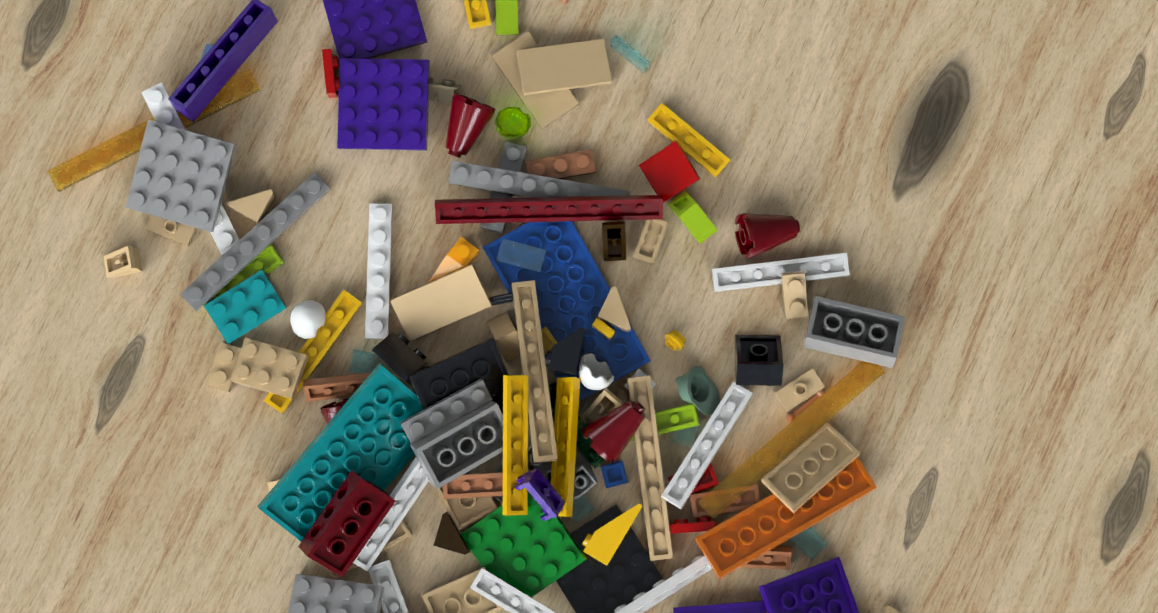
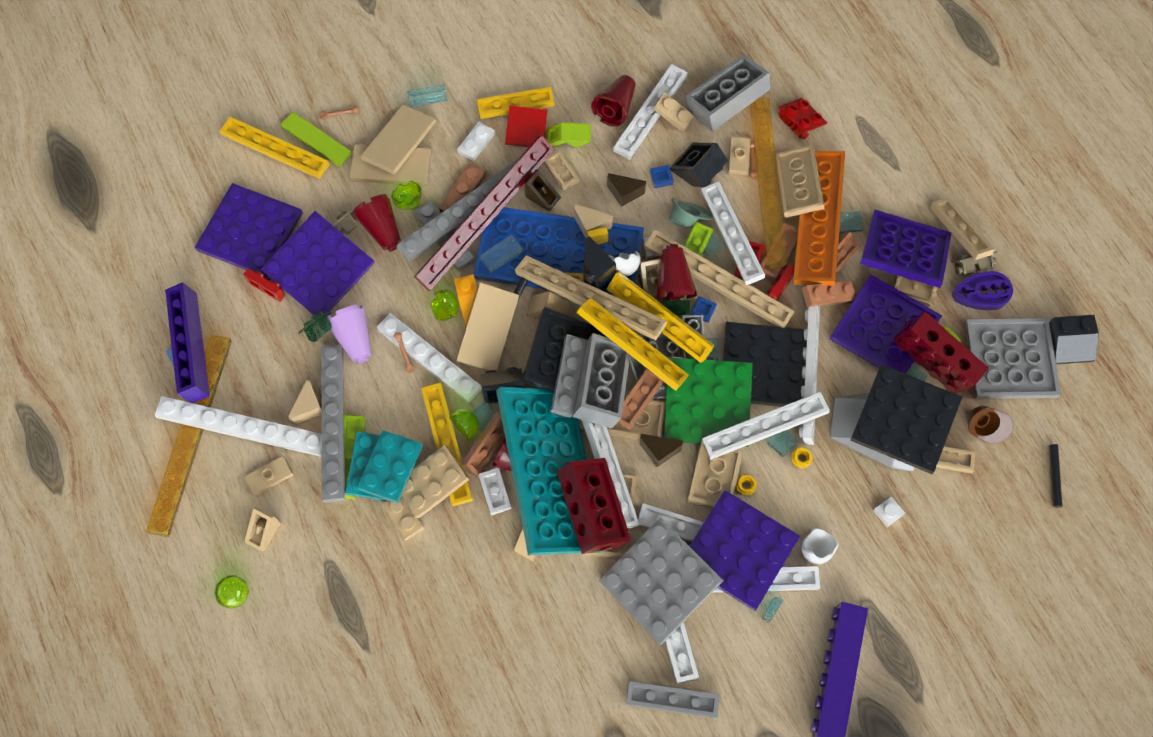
camera: 50 degrees left, 15 degrees down
(56, 282) = (231, 592): none -> clear neon green hair
(180, 175) = (238, 434): light grey plate -> none
(252, 324) = (390, 466): none -> teal plate
(303, 427) = (494, 491): none -> white plate
(307, 318) = (420, 427): white hair -> none
(325, 155) = (317, 326): none -> clear green hinge
(341, 354) = (465, 423): none -> clear neon green hair
(344, 189) = (352, 332): none -> lavender cone
(357, 262) = (409, 368): none -> nougat hinge
(434, 246) = (445, 305): none -> clear neon green hair
(542, 493) = (682, 350): dark purple hinge -> none
(608, 538) = (748, 339): yellow slope -> none
(620, 136) = (476, 141): none -> white plate
(675, 340) = (642, 204): yellow plate -> none
(677, 313) = (625, 188): none -> dark brown slope
(702, 573) = (827, 295): none -> nougat plate
(720, 334) = (661, 176): none -> blue tile
(889, 418) = (801, 117): none -> red hinge

